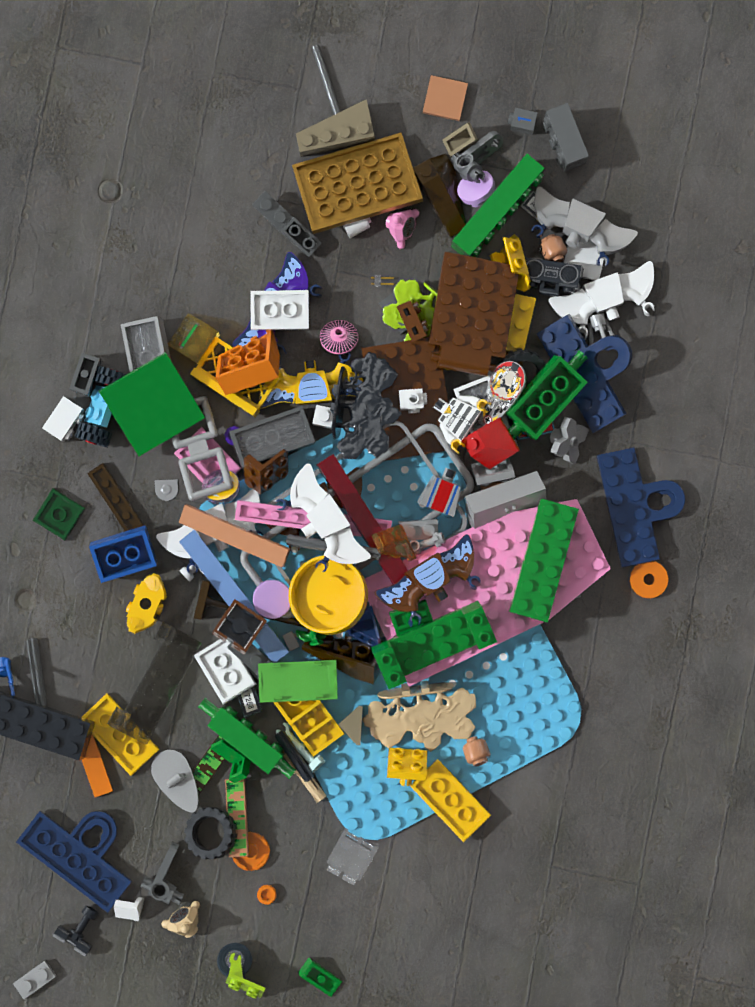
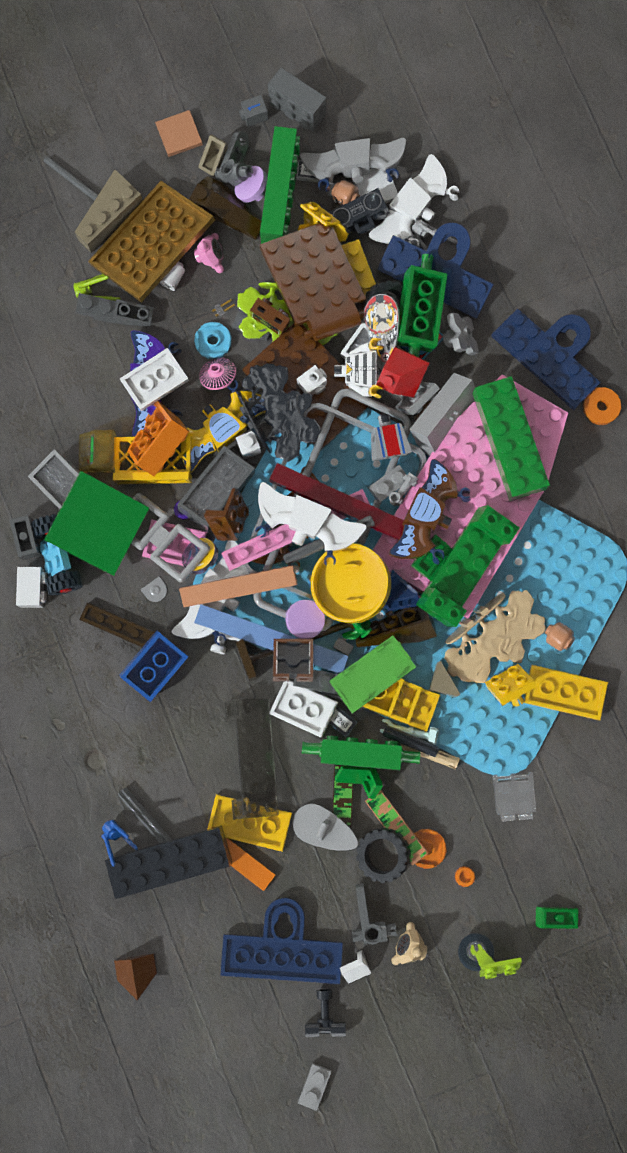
camera: 35 degrees left, 5 degrees down
(59, 514) = (77, 669): dark green tile -> none
(154, 590) = (199, 679): yellow piece -> none
(273, 186) = (84, 287): none -> lime plant
(354, 315) = (220, 348): none -> medium azure tile
(394, 542) = (377, 504): clear orange wing -> none

